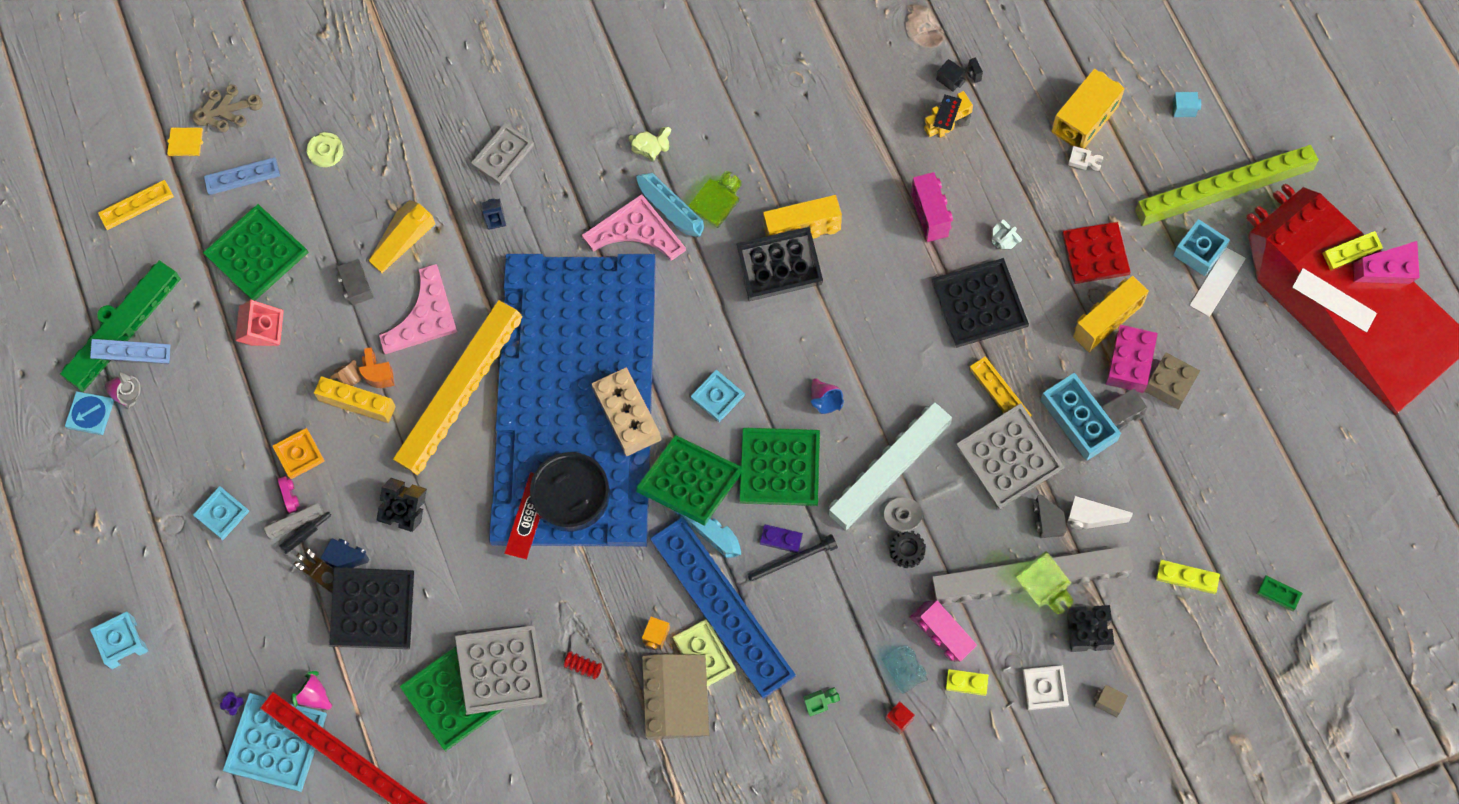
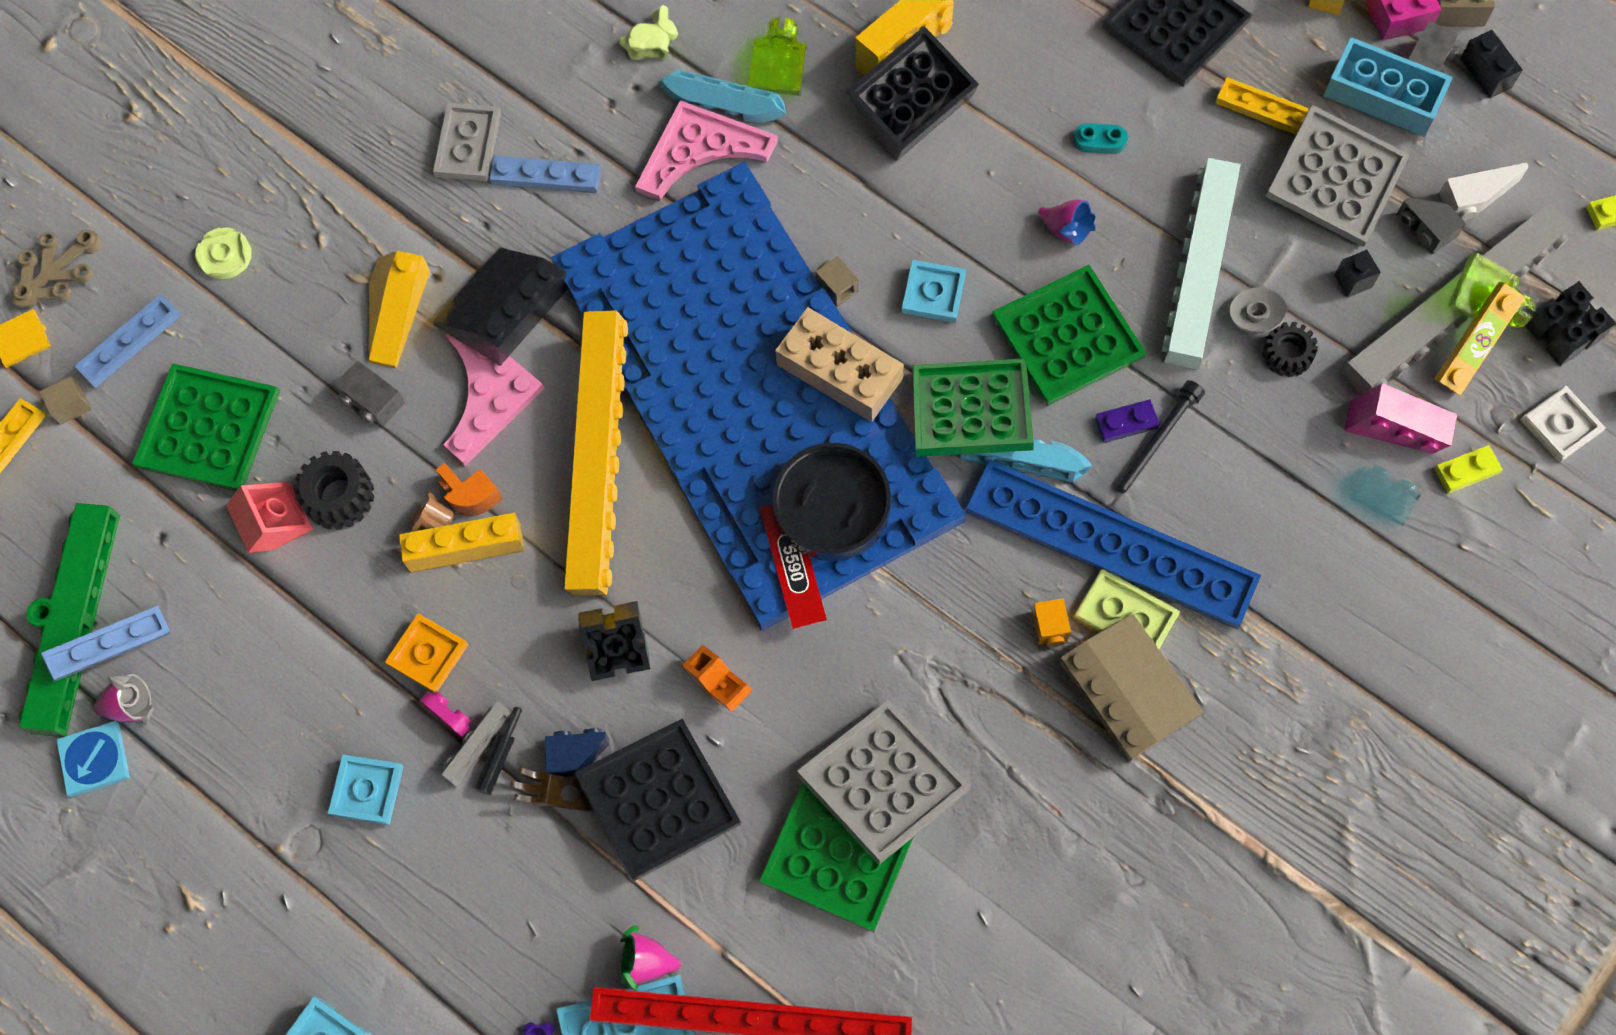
camera: 30 degrees left, 0 degrees up
(188, 194) = (64, 400): none -> dark tan brick
(295, 317) = (323, 472): none -> black tyre
(445, 558) = (715, 678): none -> orange brick
(461, 267) = (503, 303): none -> black slope
(493, 213) = (503, 217): dark blue slope -> none
(536, 198) = (545, 174): none -> medium blue plate
(582, 665) = (983, 715): red piece -> none
(663, 358) = (837, 280): none -> dark tan brick
(818, 701) = (1310, 591): green plate -> none
(881, 354) = (1101, 138): none -> teal plate
(899, 717) = (1423, 555): red brick -> none
(980, 524) = (1357, 273): none -> black brick
(1022, 606) = (1479, 338): none -> yellow plate
(1159, 437) = (1491, 64): none -> black brick

